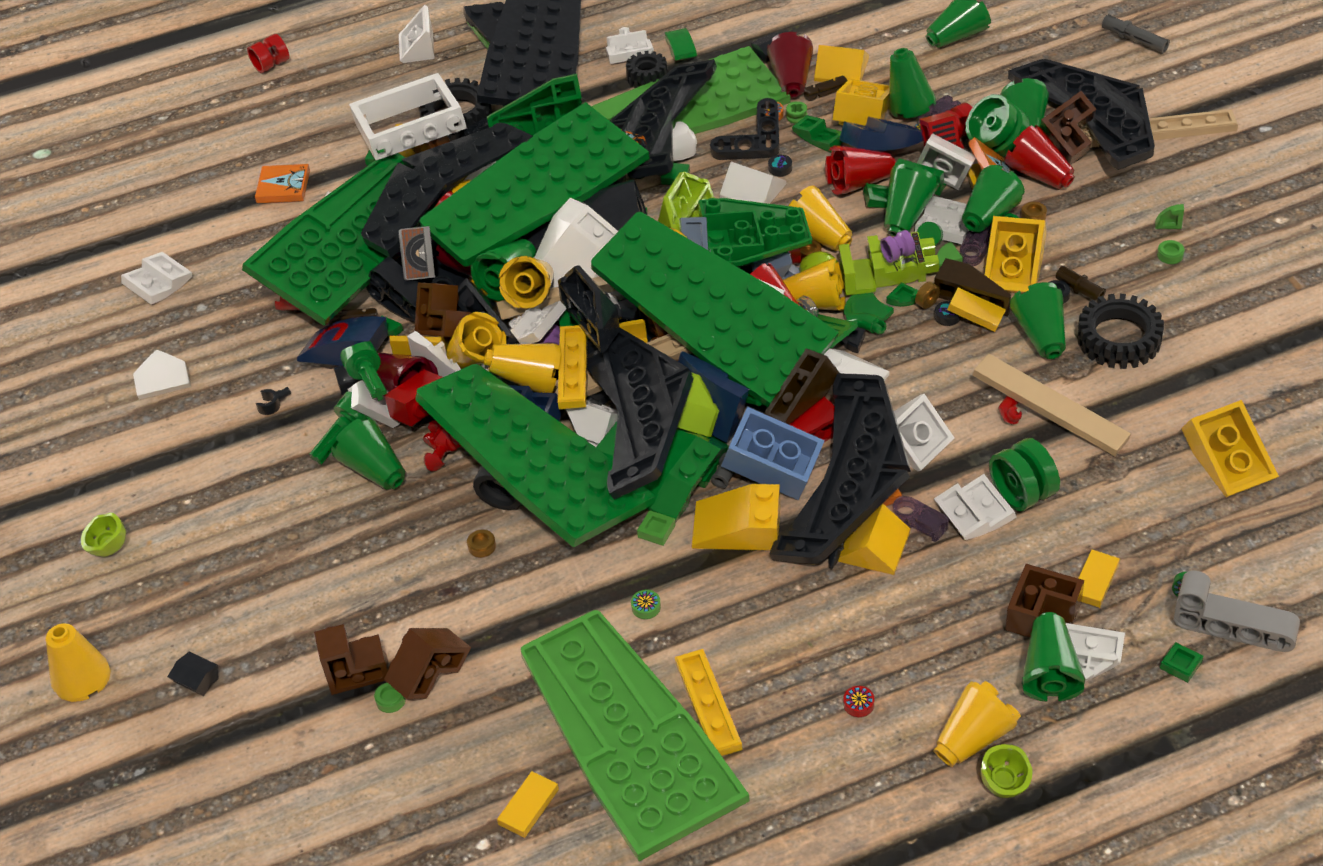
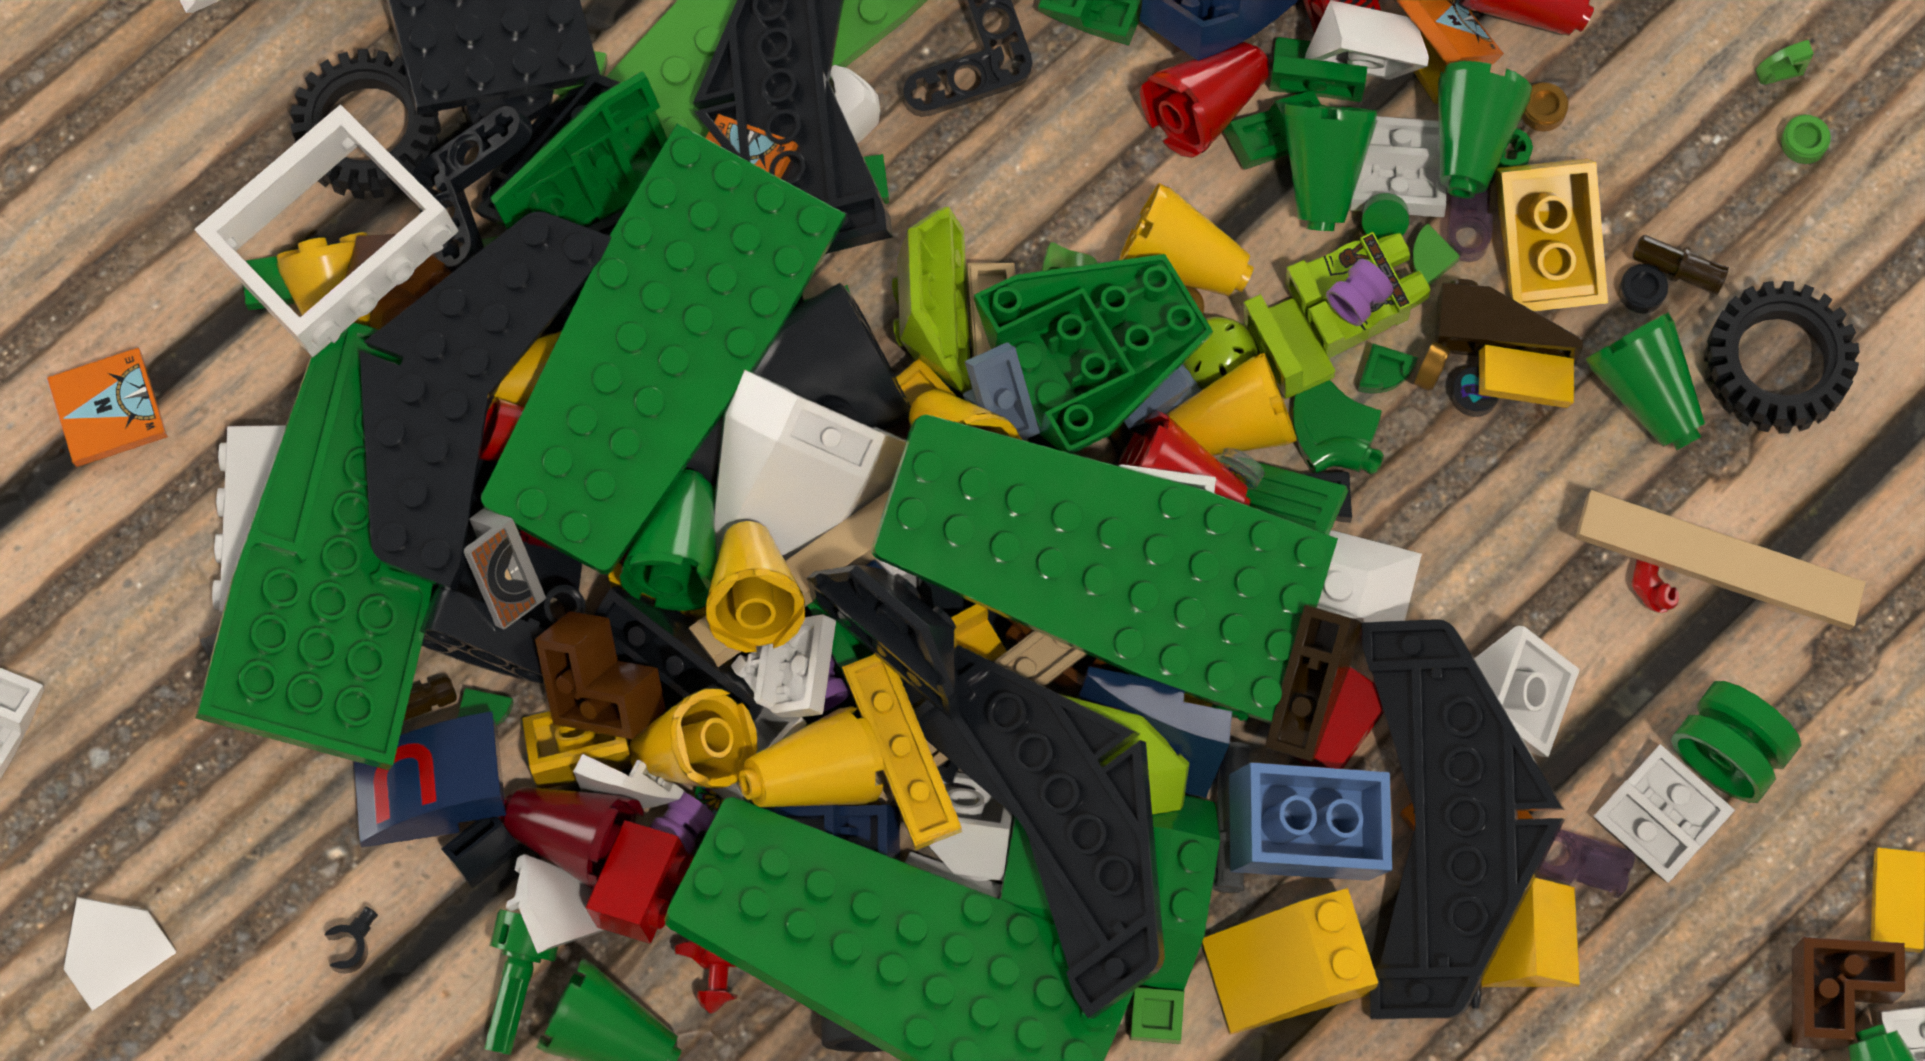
camera: 25 degrees left, 25 degrees up
(363, 363) = (508, 844): green piece -> none
(750, 184) = (1018, 178): white slope -> none
(780, 165) = (1049, 107): black tile -> none

